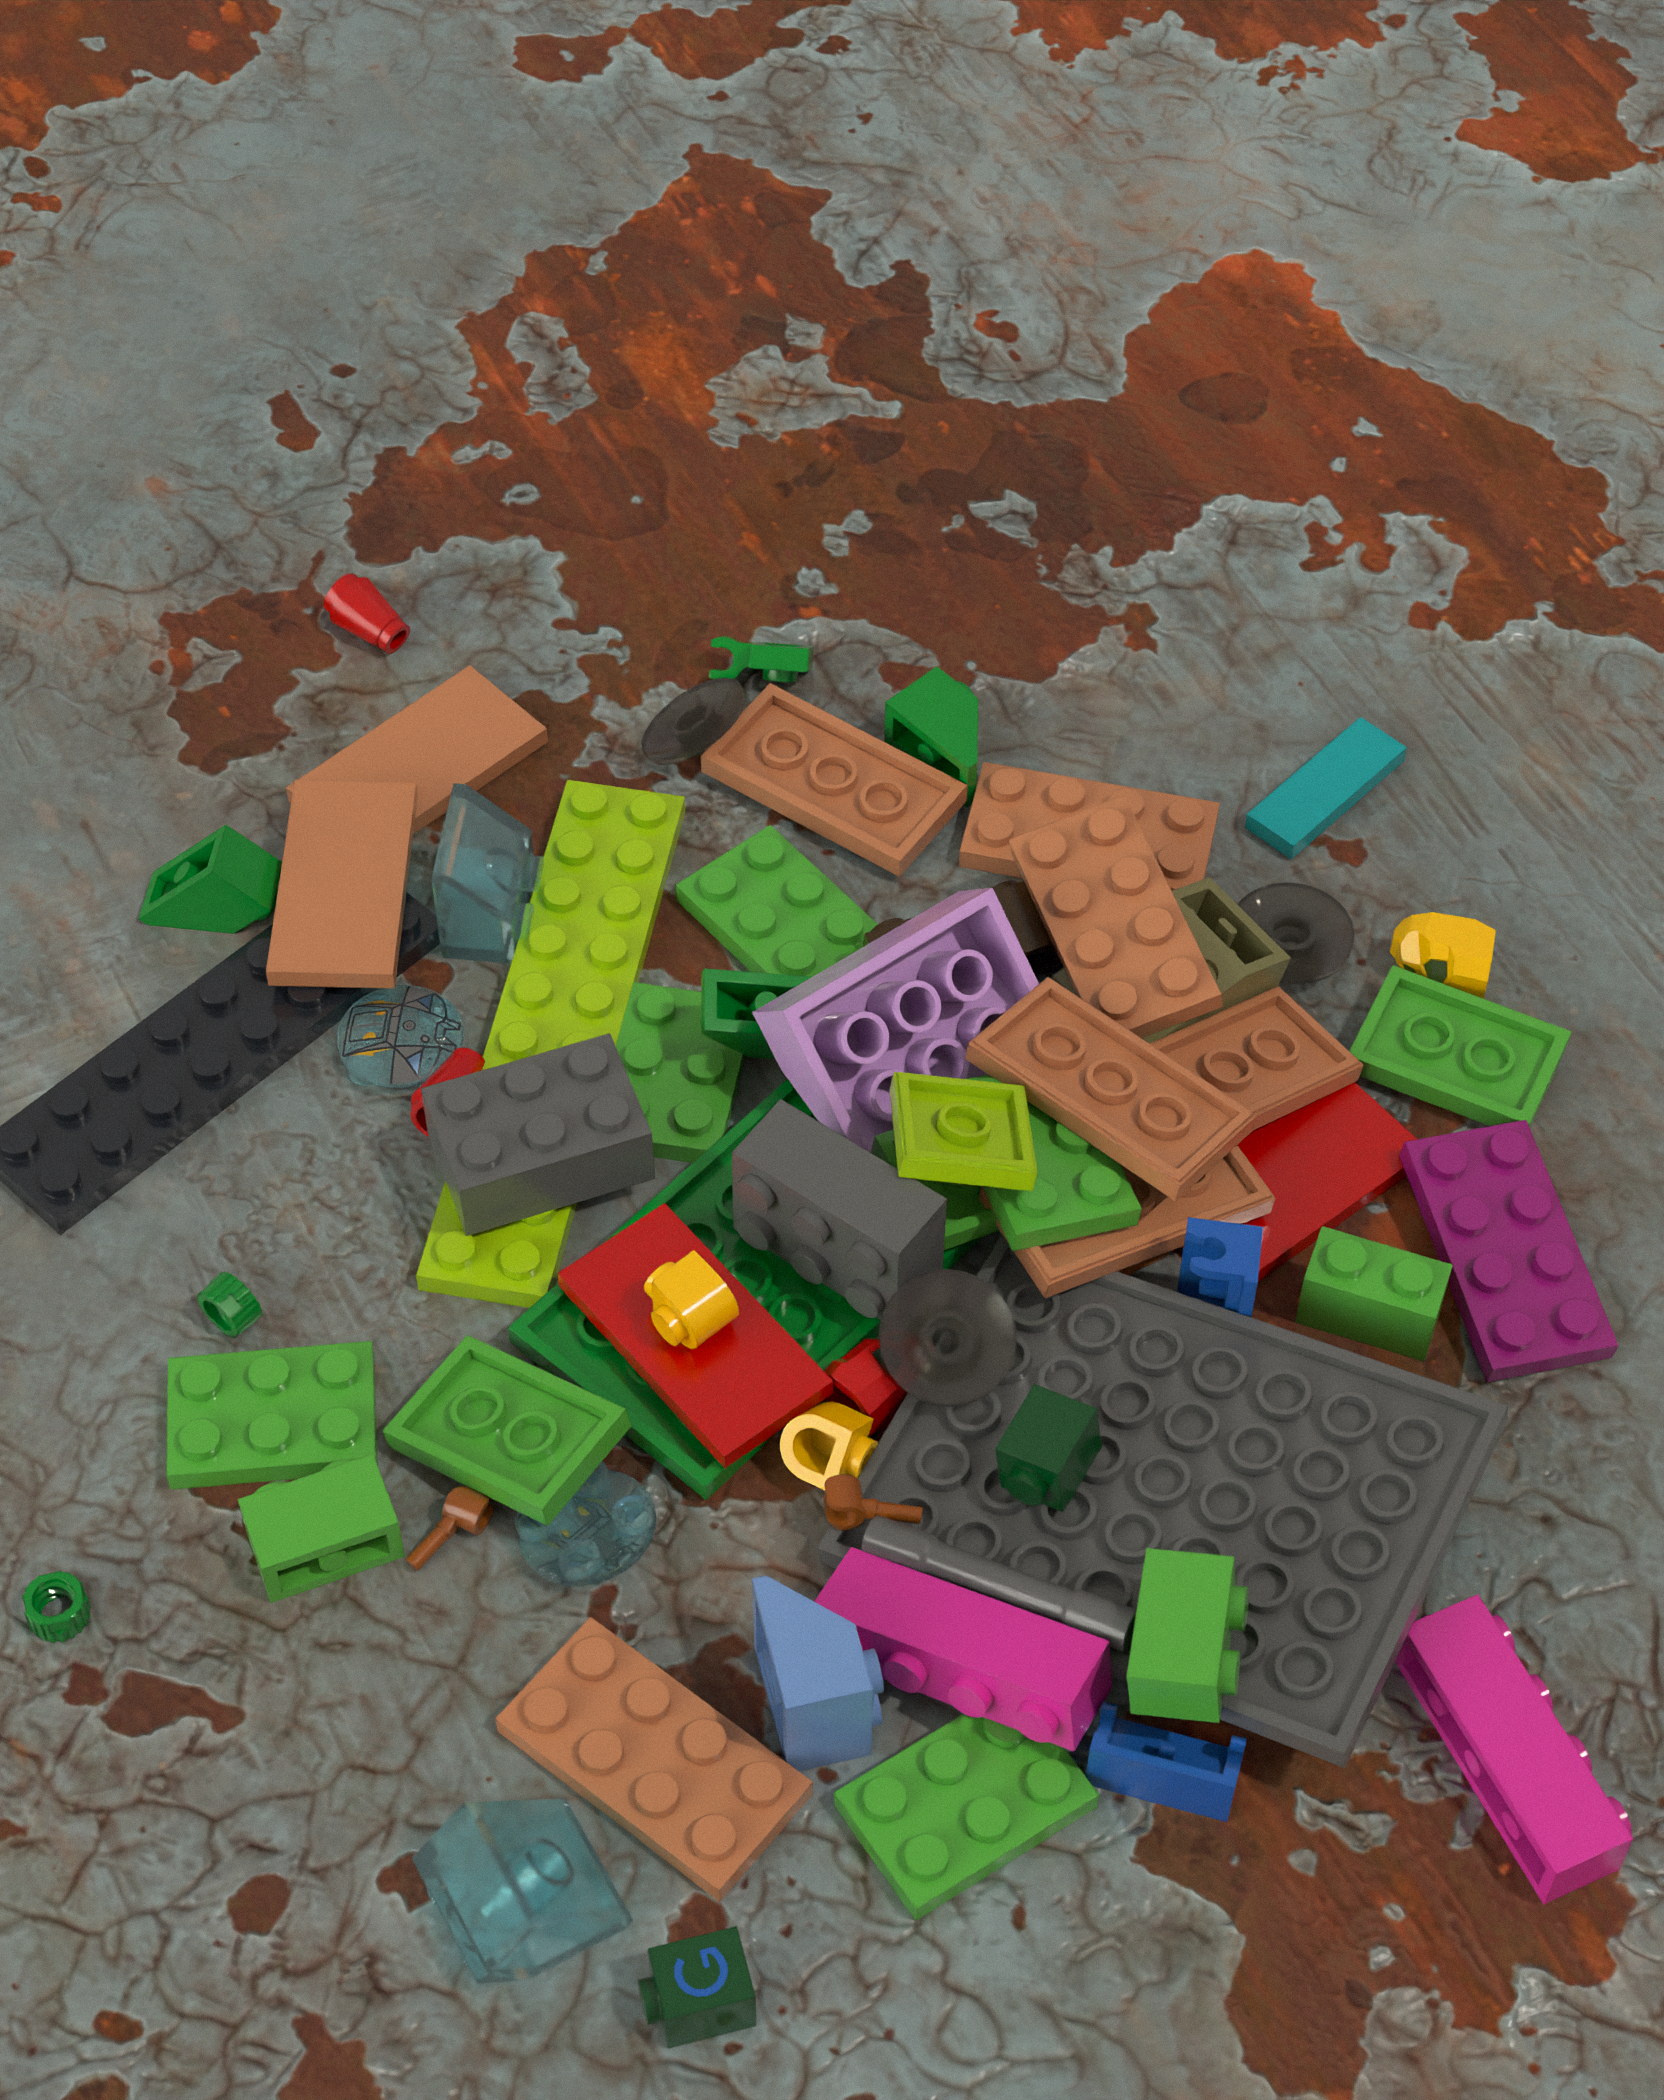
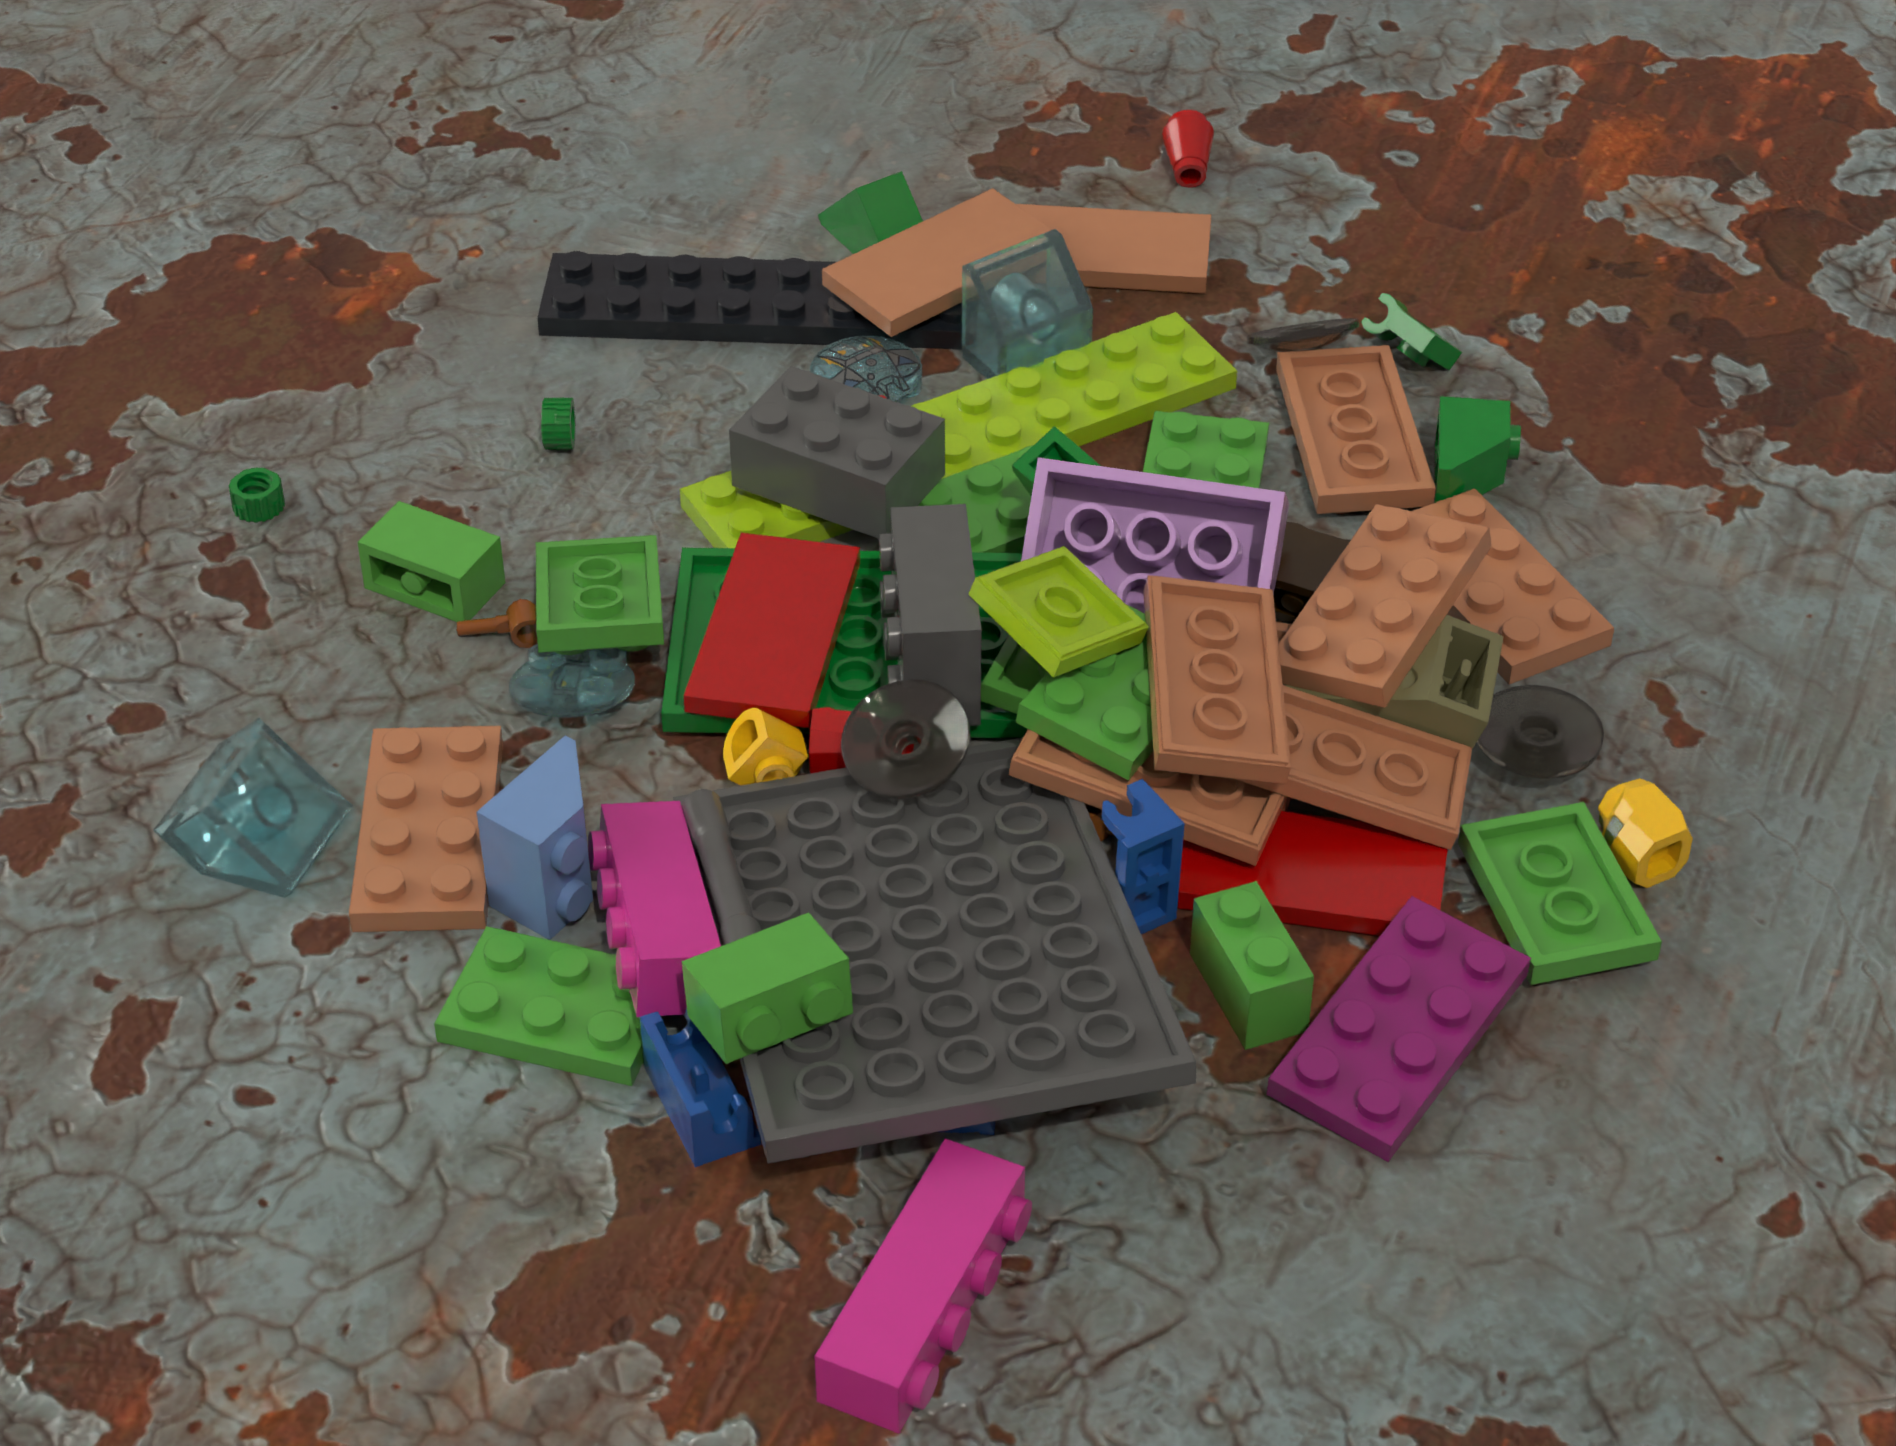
camera: 50 degrees right, 10 degrees down
(269, 1413) = (506, 492): bright green plate -> none
(689, 1301) = (774, 590): yellow plate -> none
(699, 1988) = (260, 946): dark green brick -> none
(847, 1508) = (722, 776): dark orange hand -> none
(1048, 1448) = (862, 838): dark green brick -> none
(1325, 787) = (1720, 680): teal tile -> none

